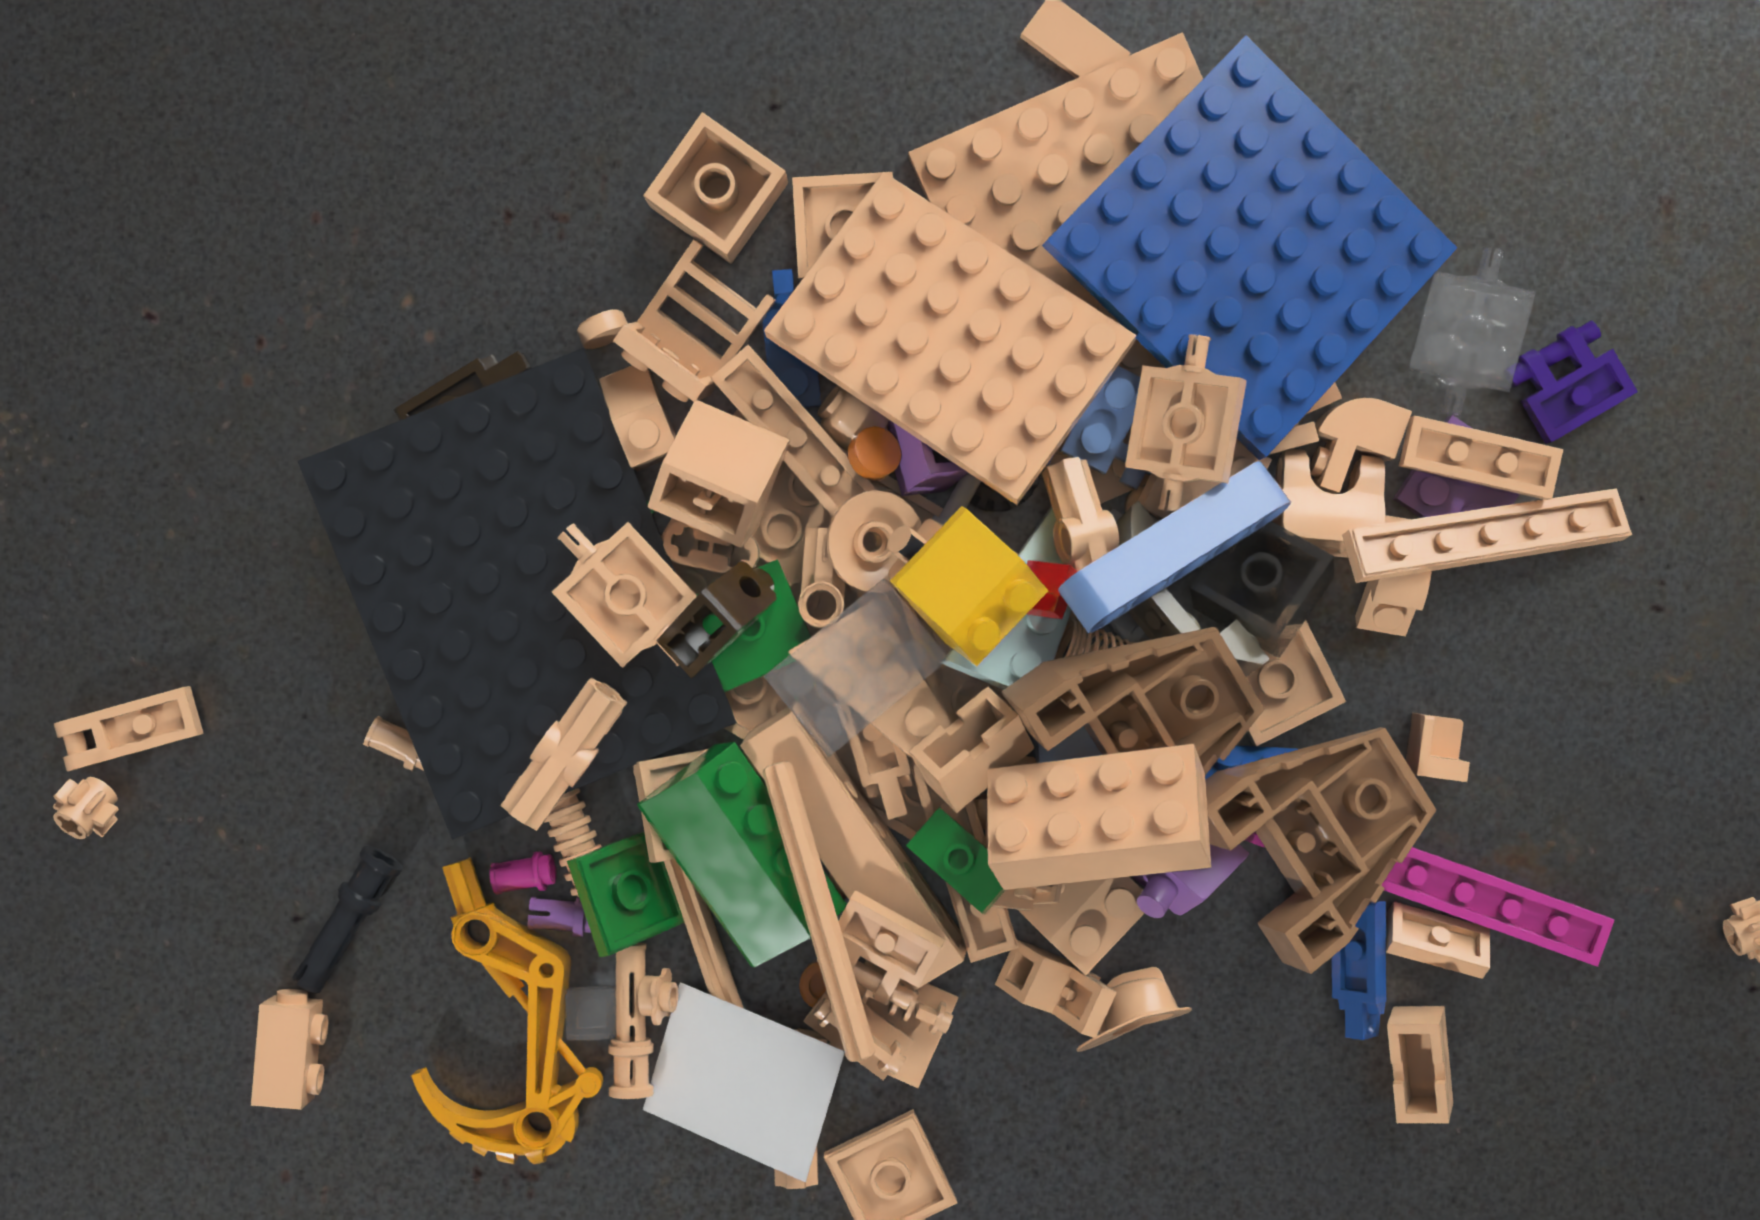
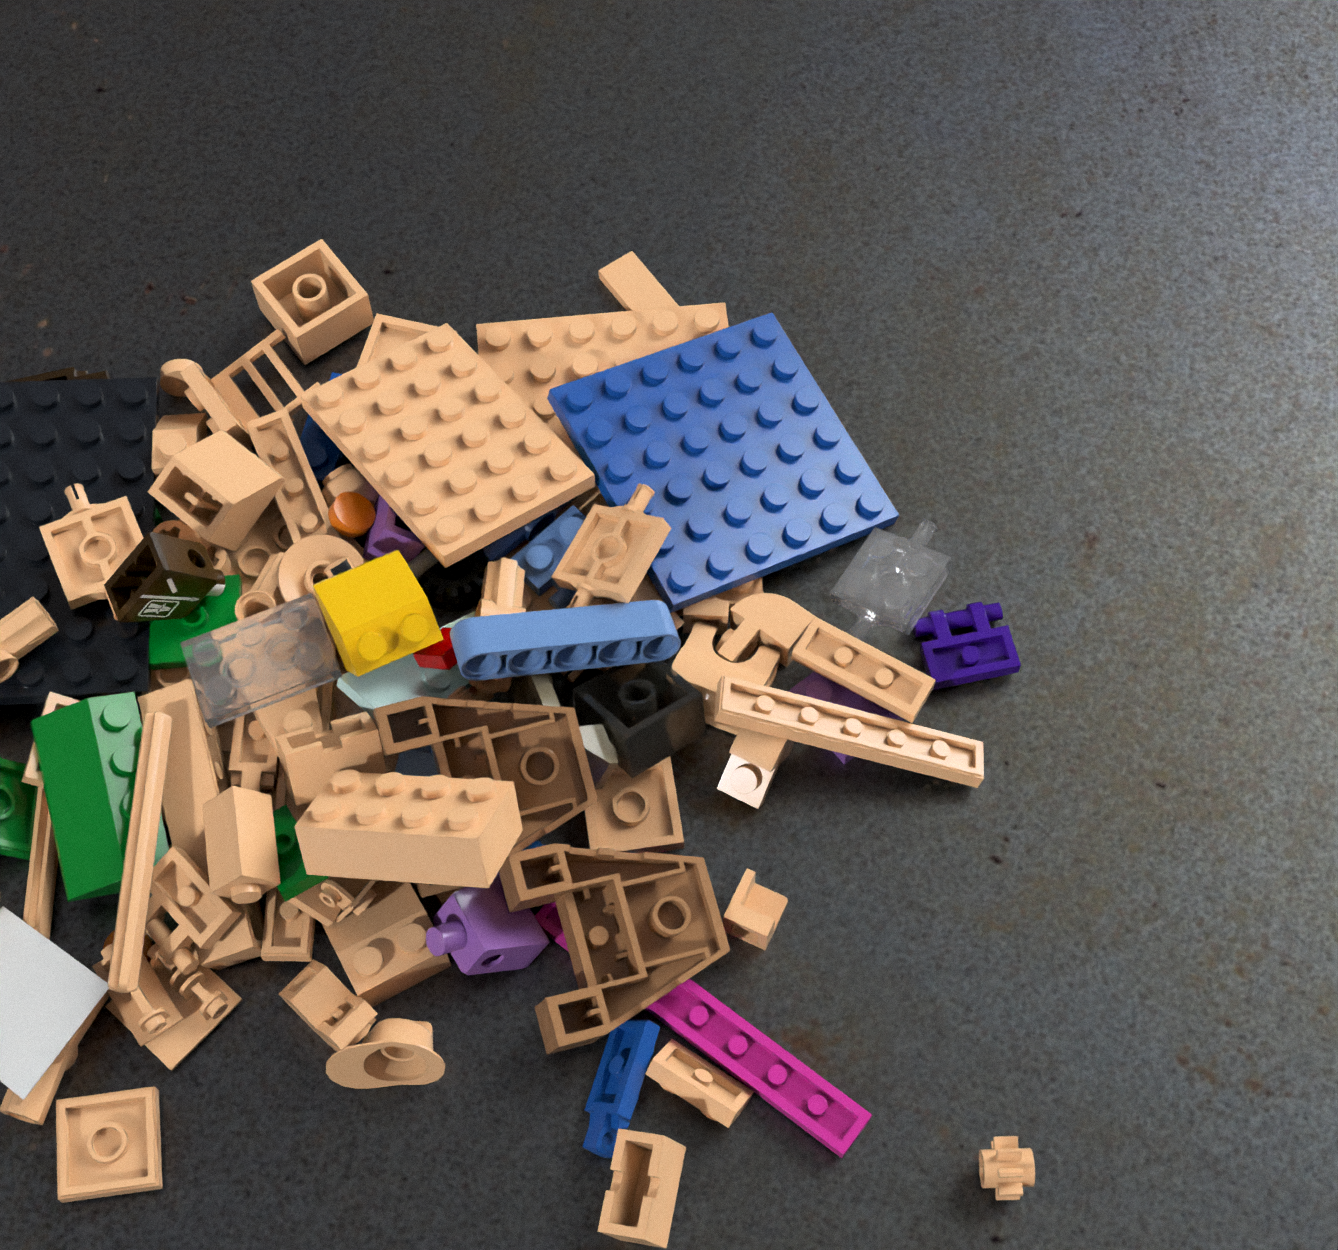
camera: 20 degrees right, 25 degrees down
(924, 880) = (241, 845): none -> light nougat brick

